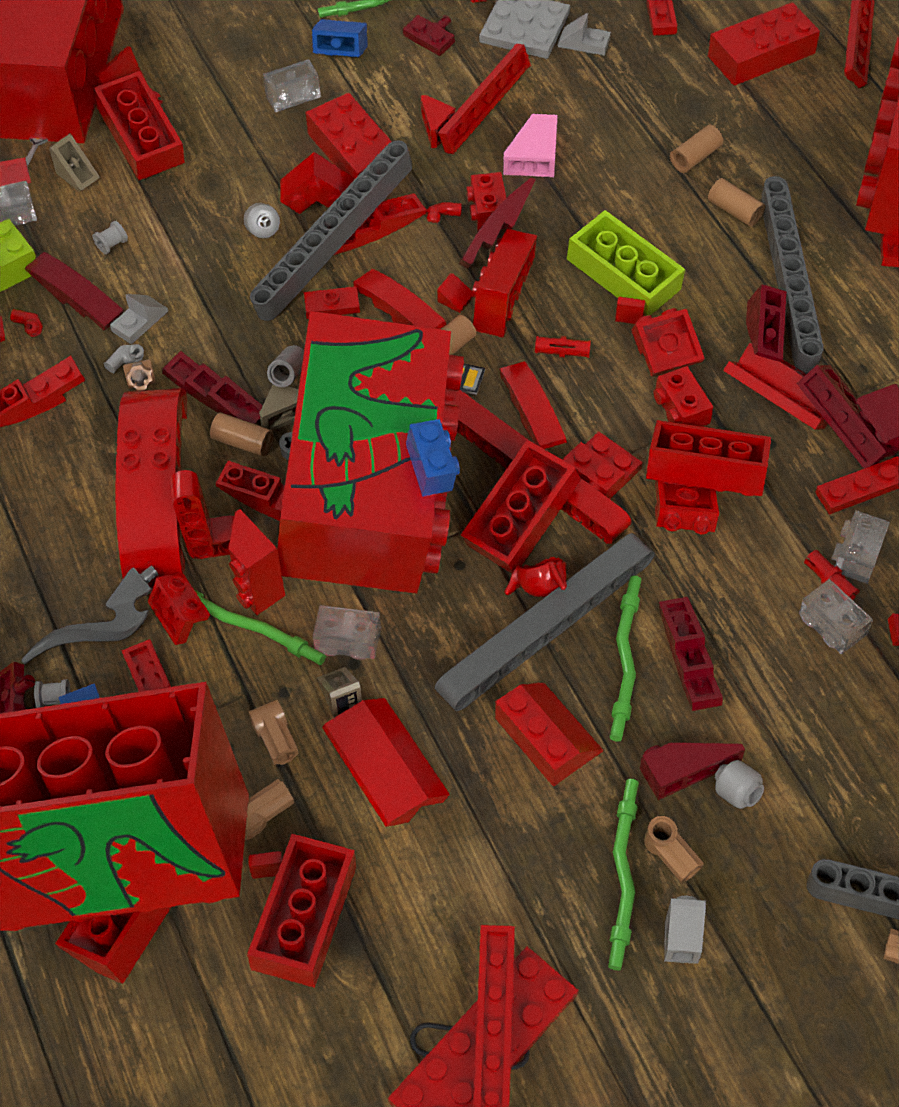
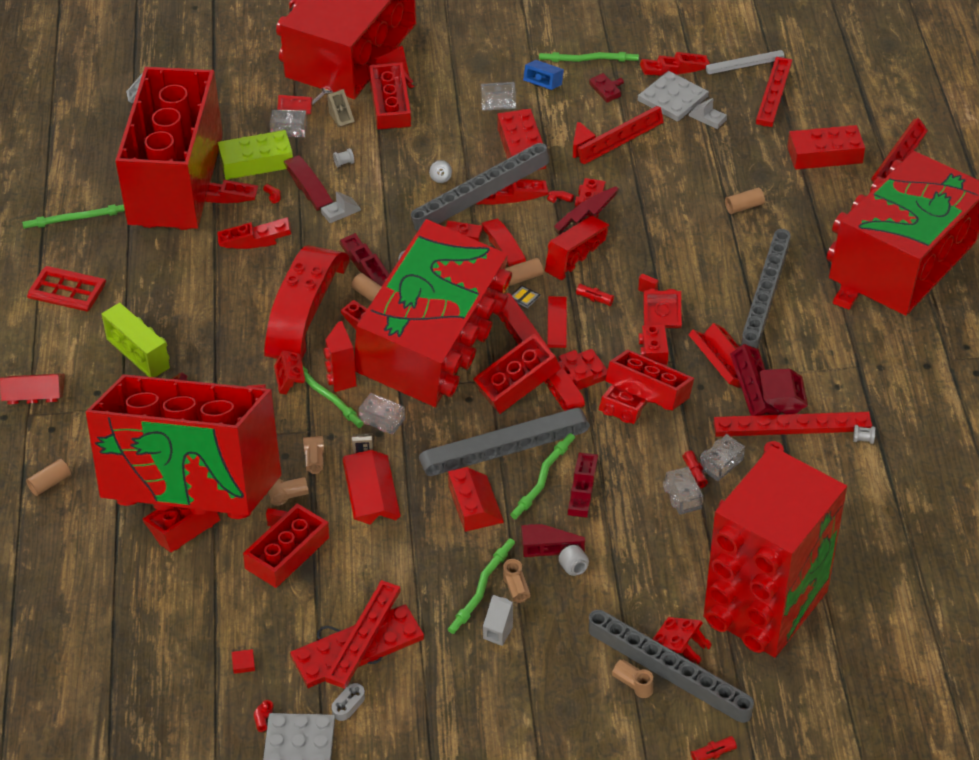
camera: 20 degrees right, 10 degrees down
(124, 355) = (322, 227): light grey arm -> none
(125, 623) = (255, 373): dark grey piece -> none
(139, 374) = (325, 239): medium nougat piece -> none
(202, 535) = (316, 320): red beam -> none
(313, 181) = (481, 156): red brick -> none
(431, 457) = (459, 317): blue brick -> none
(454, 293) = (539, 245): red slope -> none
(533, 148) = (637, 173): bright pink slope -> none
(540, 578) = (510, 416): red piece -> none
(625, 262) = (658, 255): lime brick -> none
(736, 202) = (753, 239): medium nougat pin -> none
(767, 322) = (730, 313): dark red slope -> none

